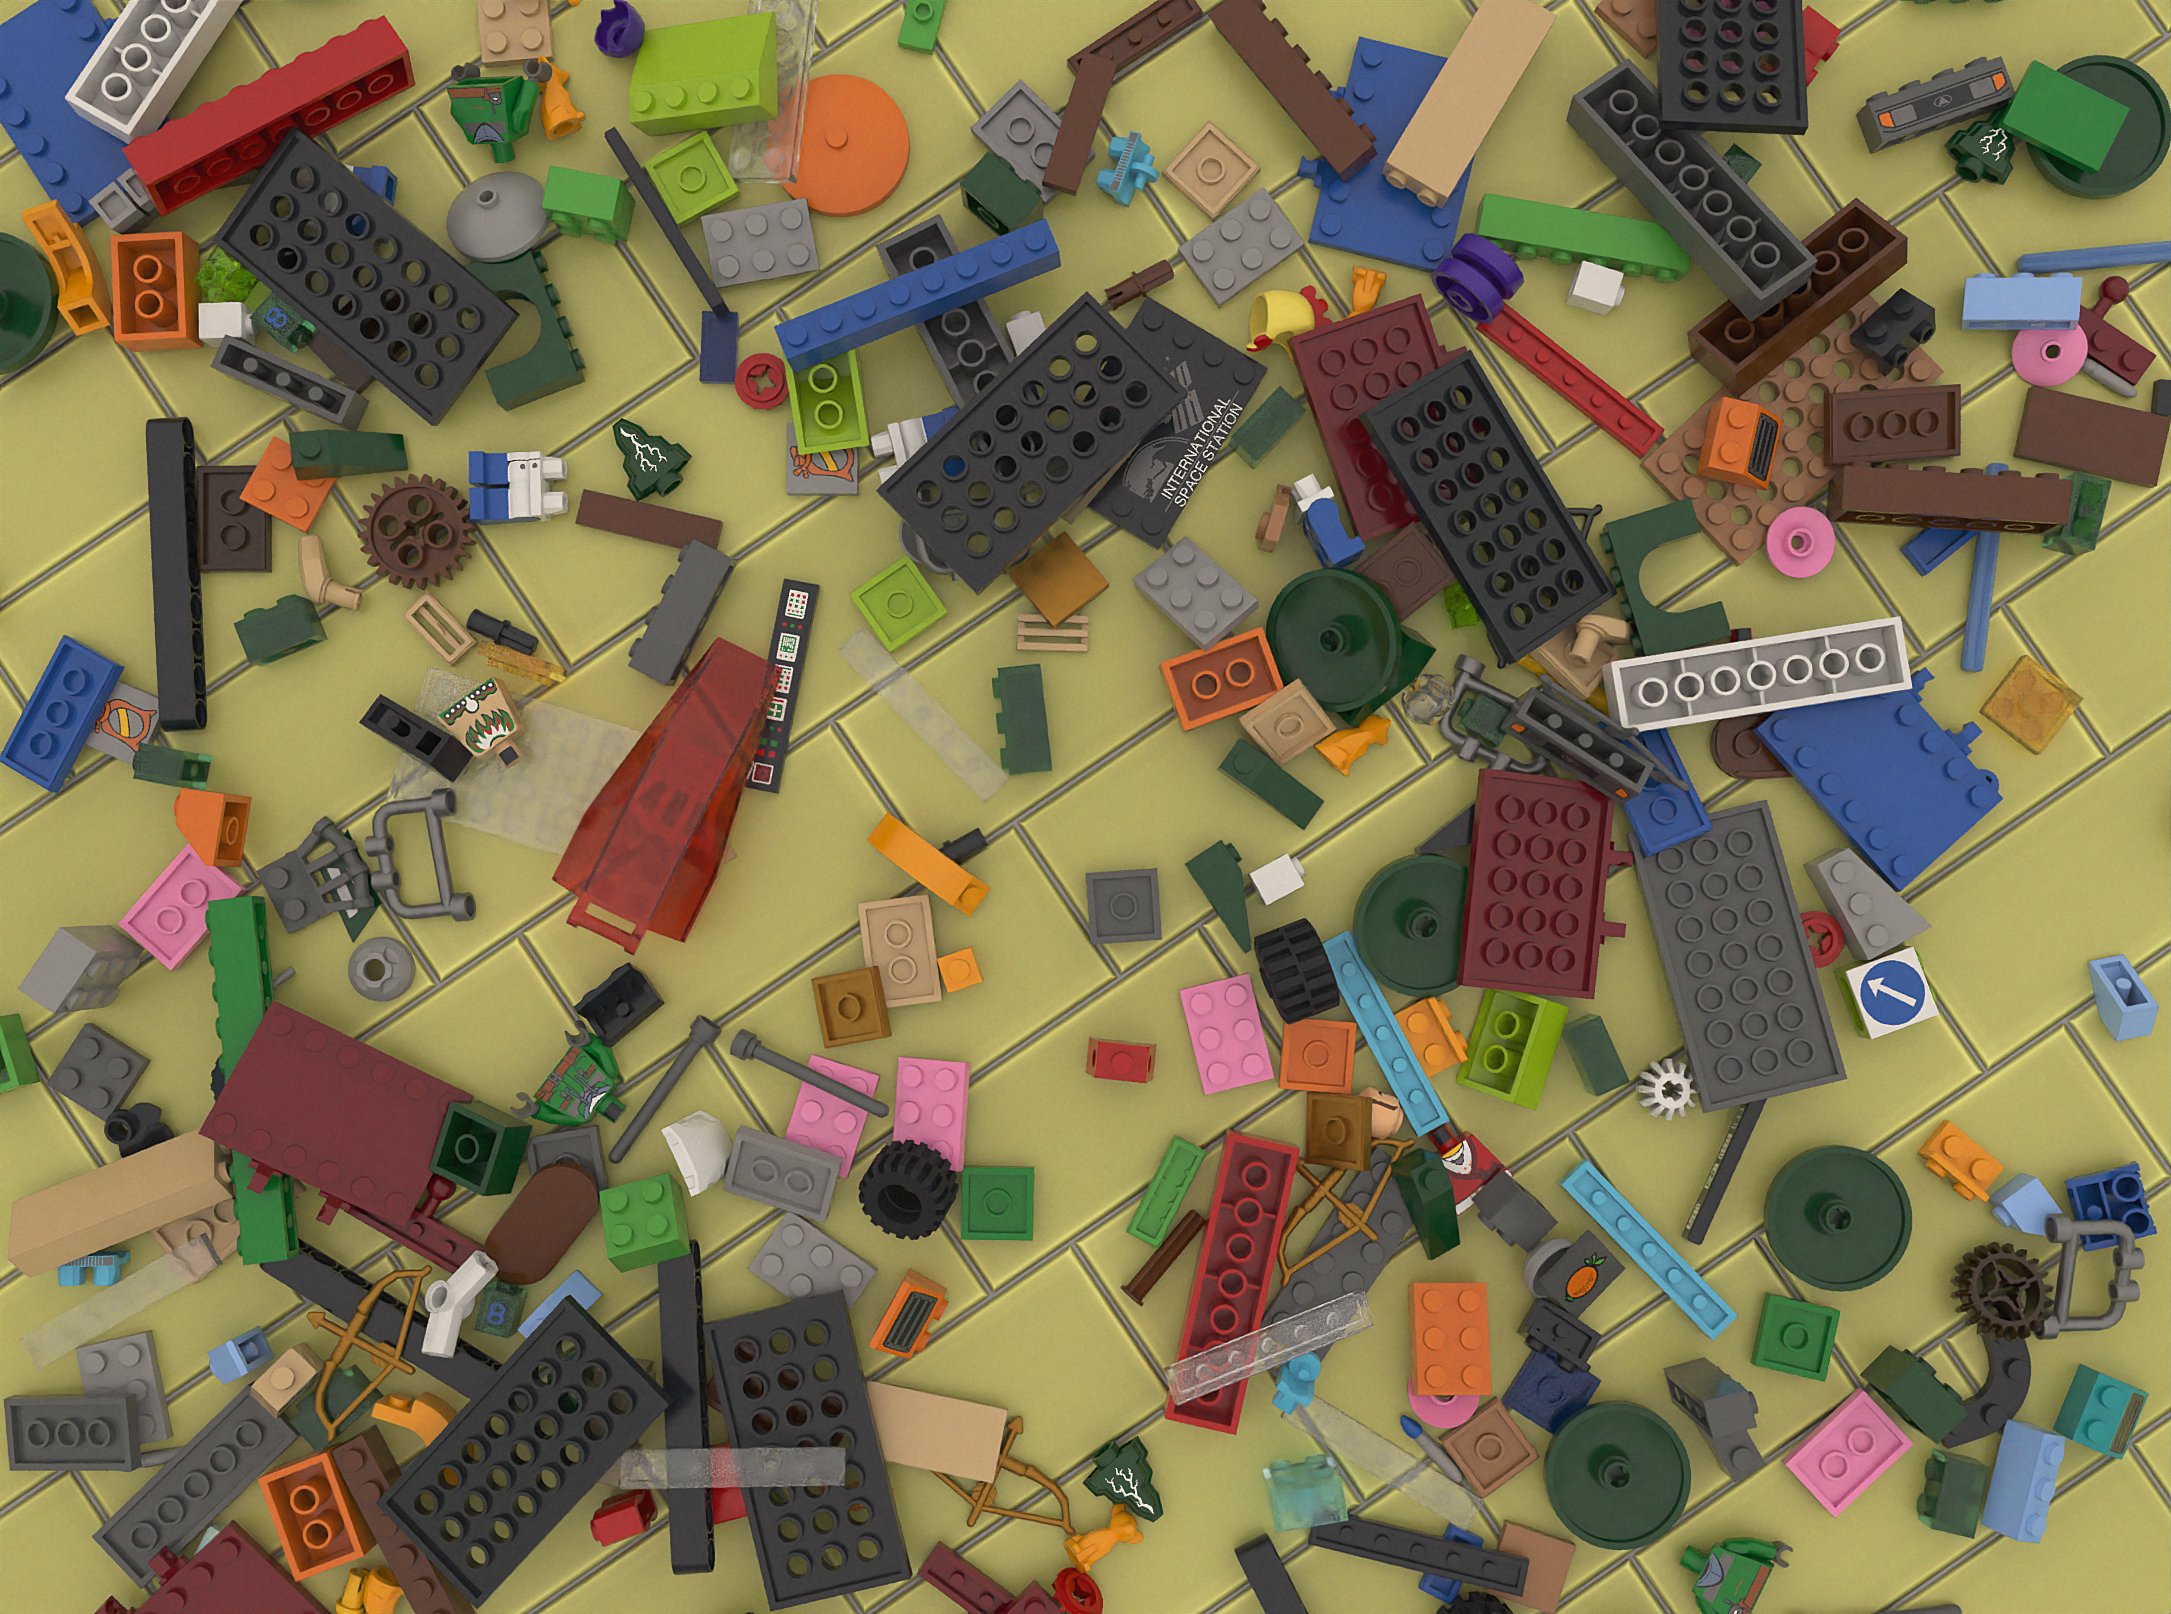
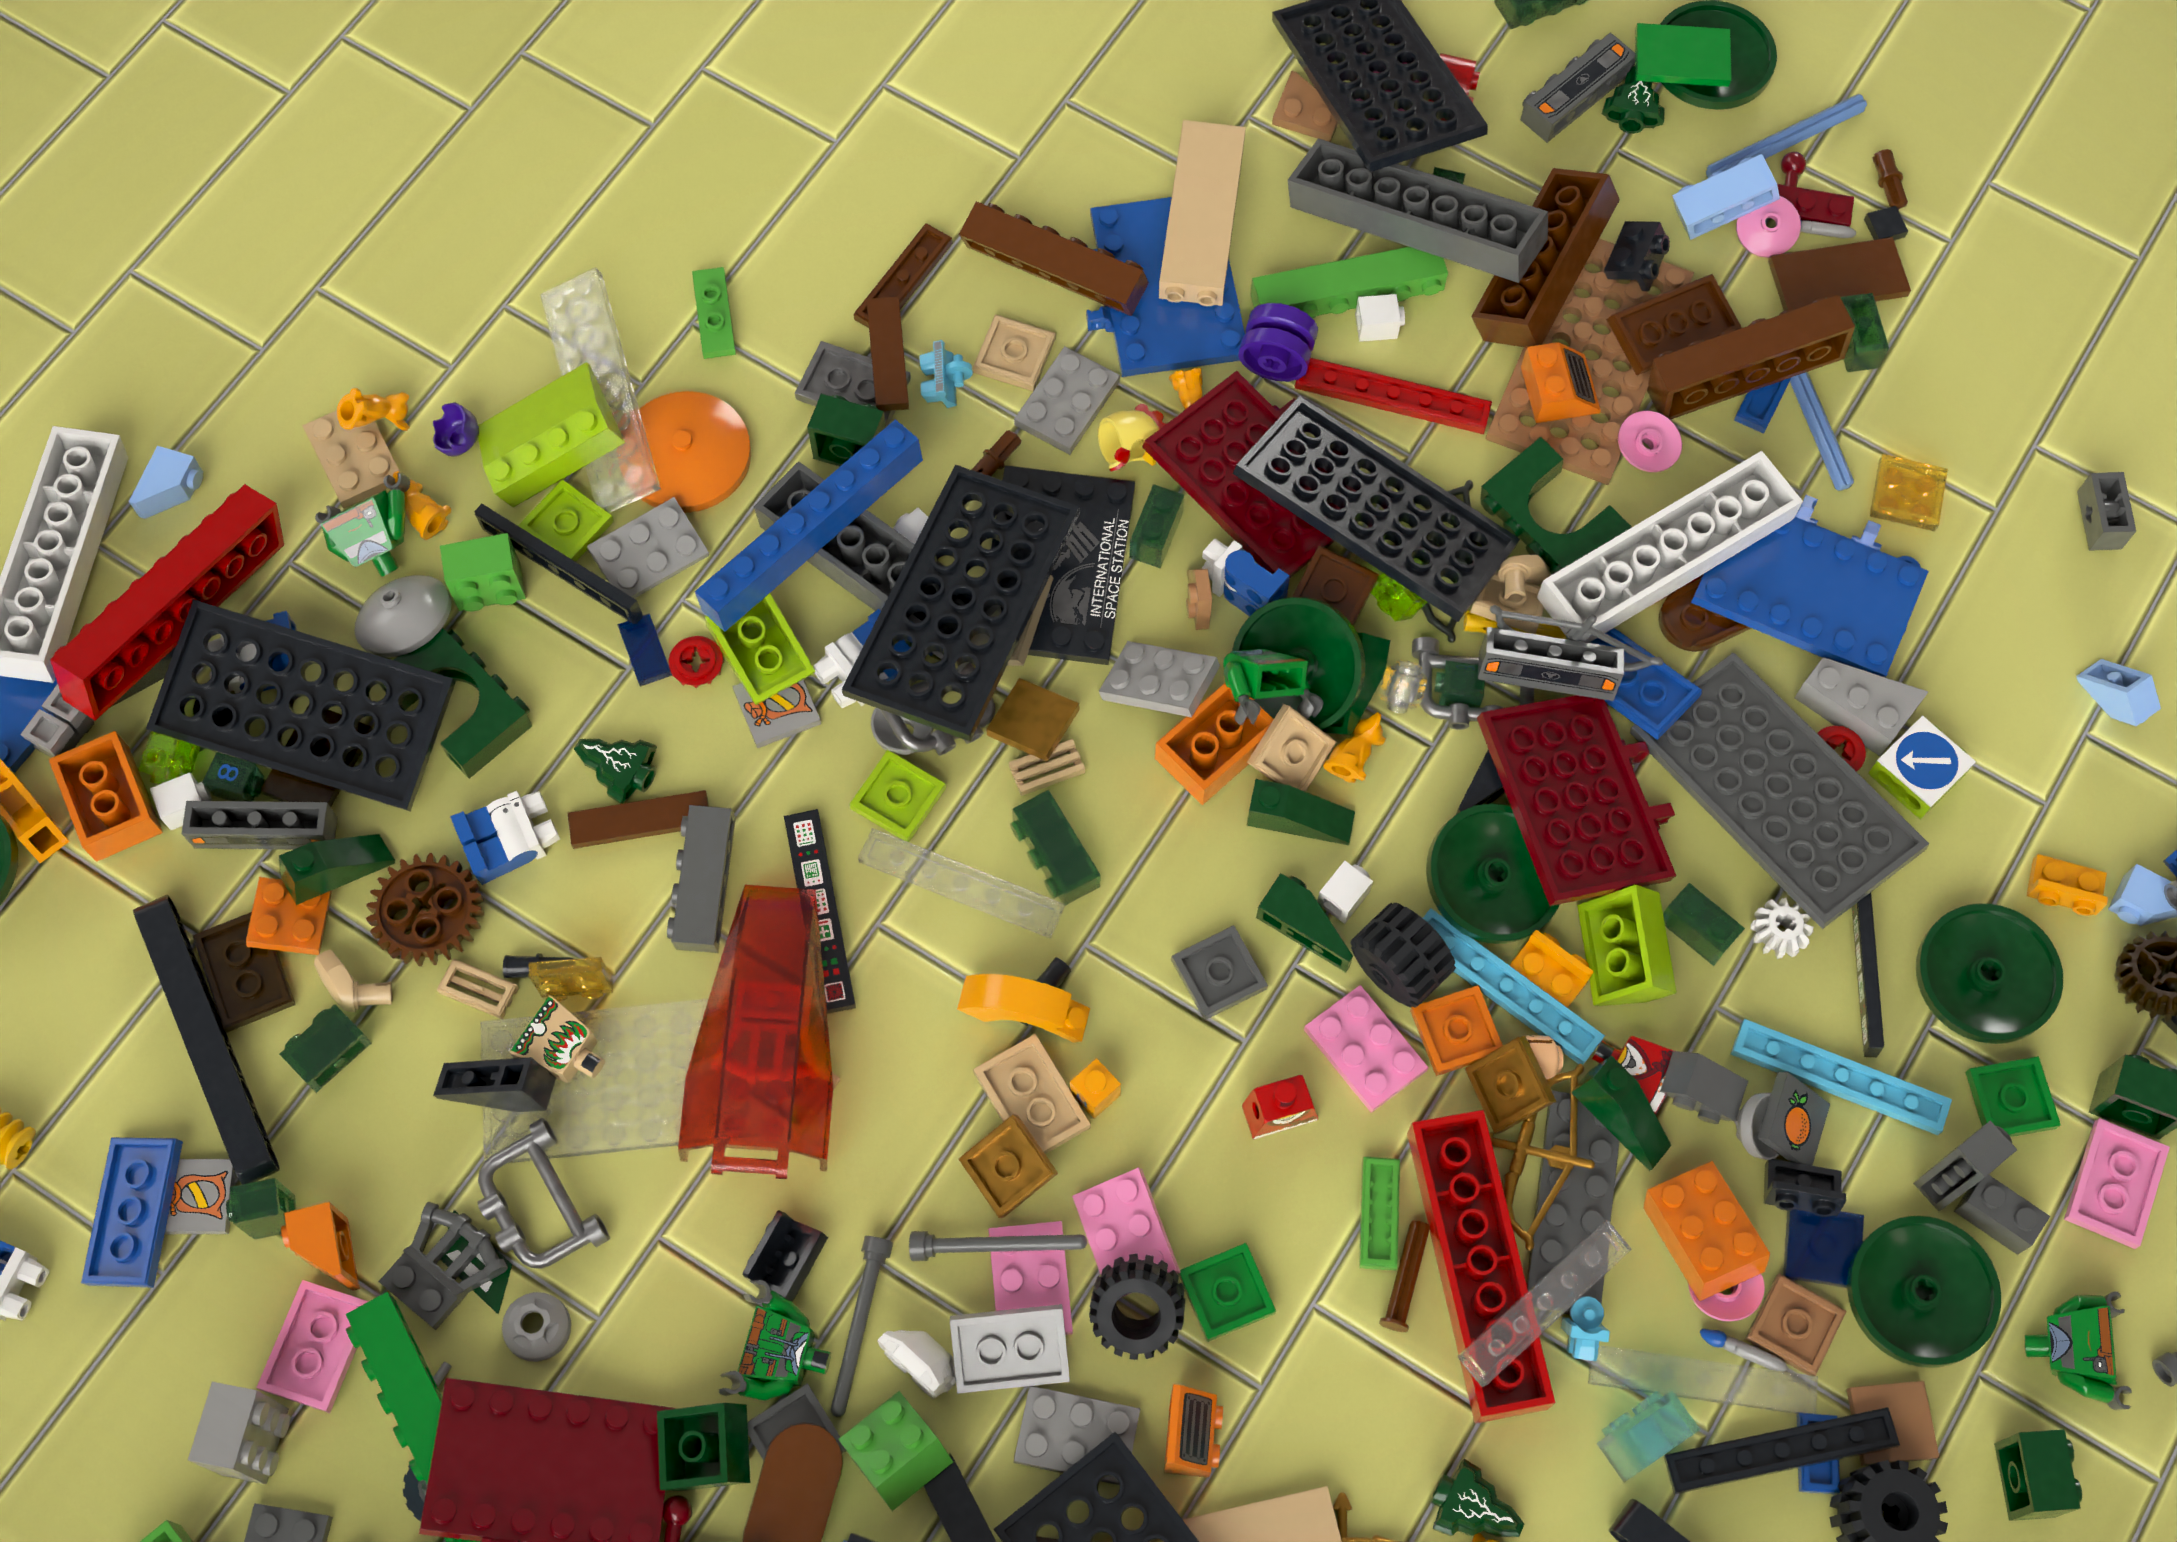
camera: 25 degrees left, 20 degrees down
(1290, 644) = (1267, 675): none -> green torso

